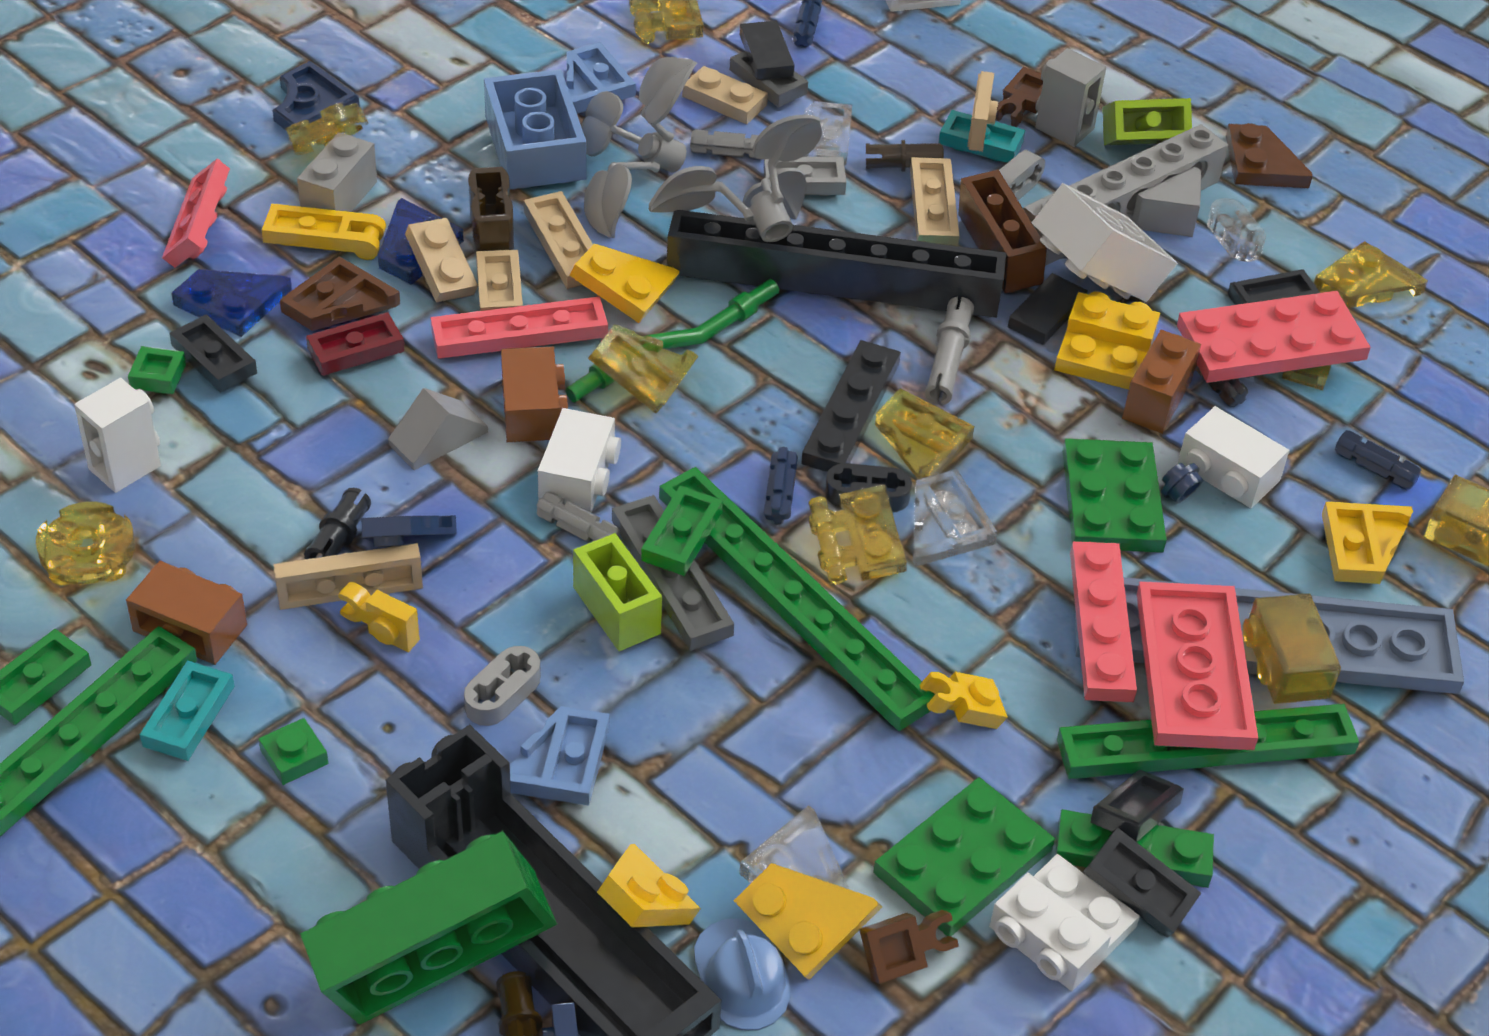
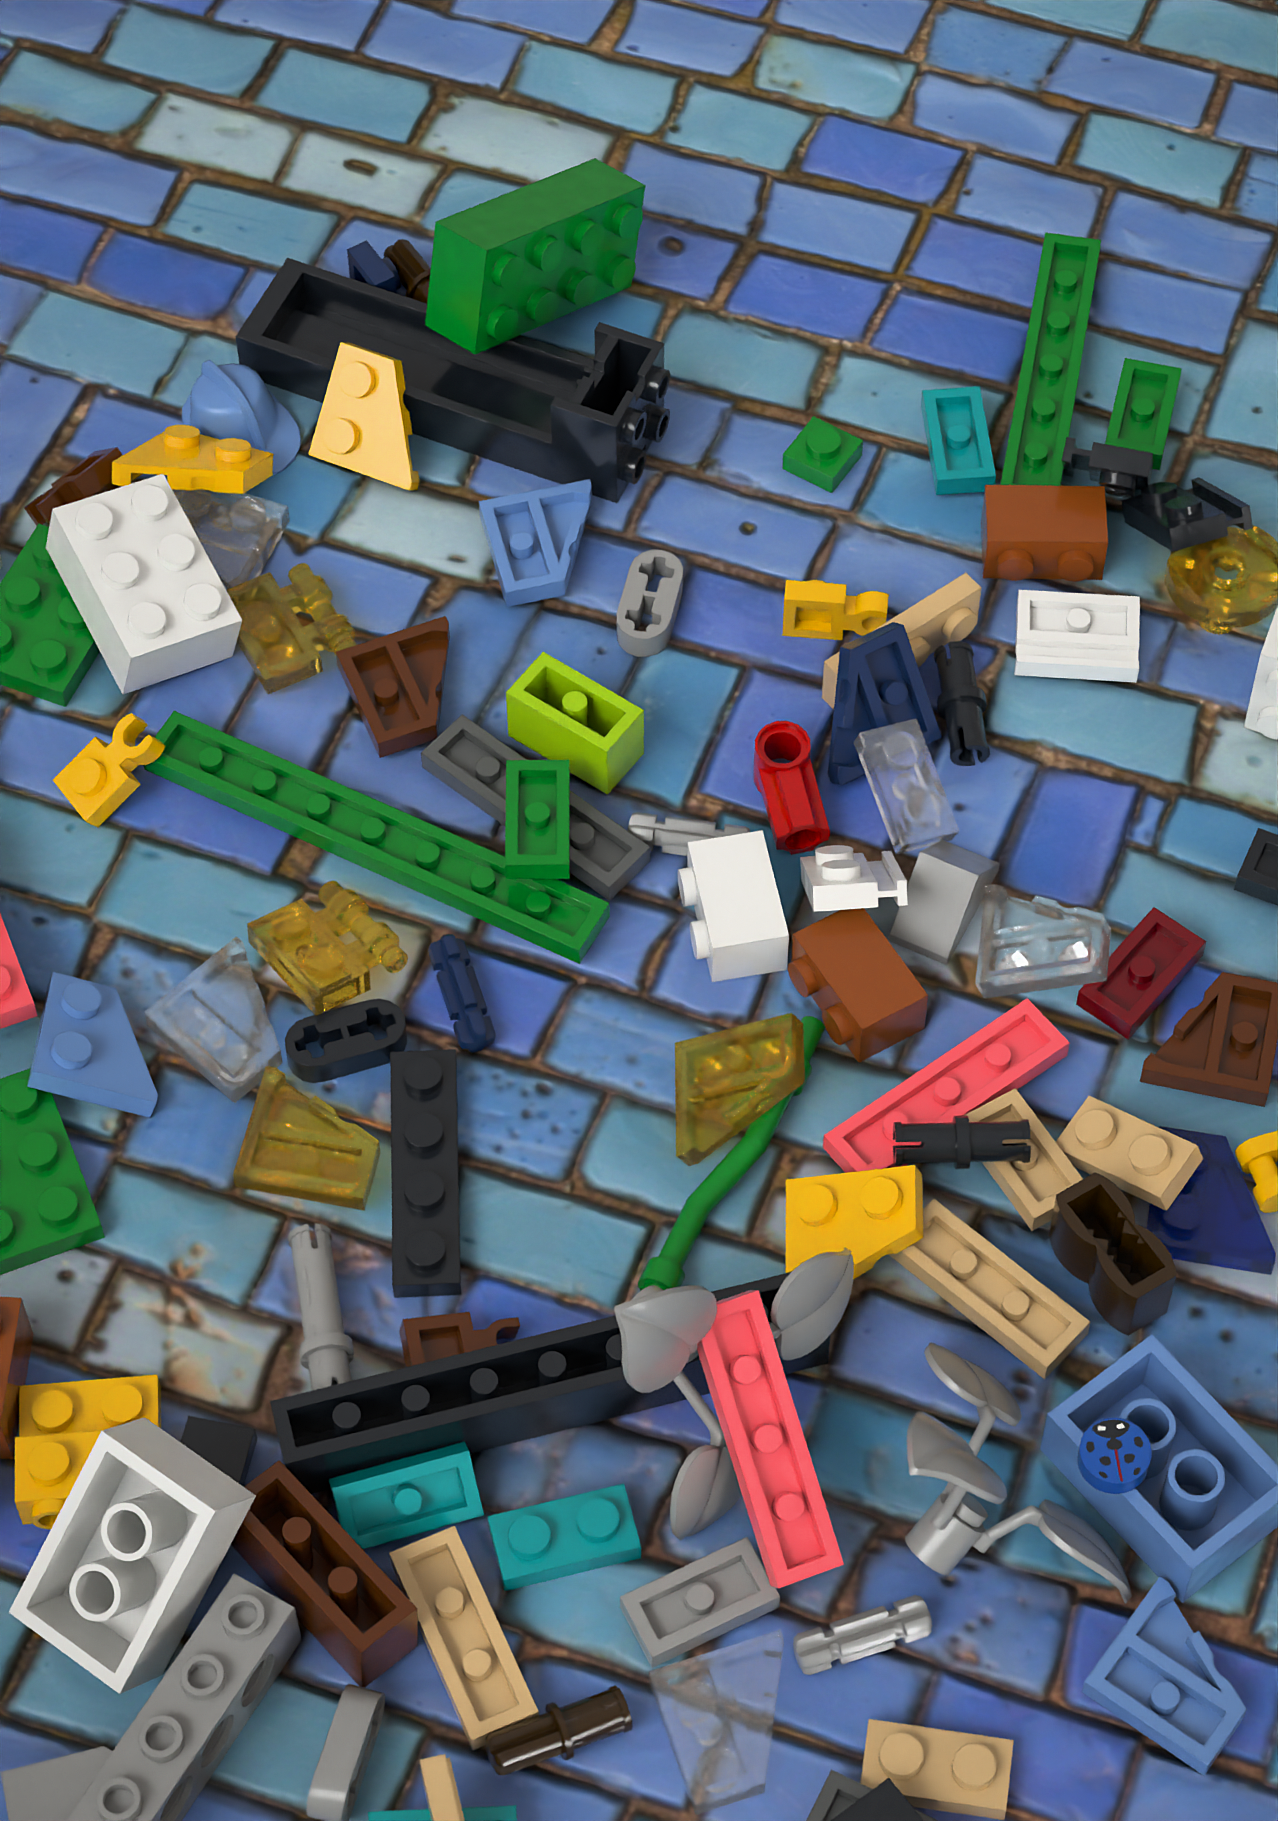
camera: 160 degrees right, 10 degrees up
(81, 573) = (1185, 517): none -> black plate
(108, 612) = (1111, 466): none -> black plate
(223, 542) = (1077, 636): none -> white plate
(406, 364) = (1038, 945): none -> clear wing
(417, 485) = (906, 786): none -> clear plate
(494, 516) = (789, 788): none -> red piece
(498, 431) = (847, 881): none -> white plate
(535, 280) = (961, 1142): none -> black pin
(568, 107) = (1114, 1455): none -> blue tile
(721, 689) = (399, 684): none -> reddish brown wing
(742, 169) = (767, 1443): none -> coral plate
(800, 760) = (272, 634): none -> clear yellow plate
(860, 221) = (564, 1537): none -> teal plate
(879, 312) = (449, 1335): none -> reddish brown plate
(892, 801) = (143, 583): none -> white brick
(1041, 533) = (90, 1048): none -> medium blue wing

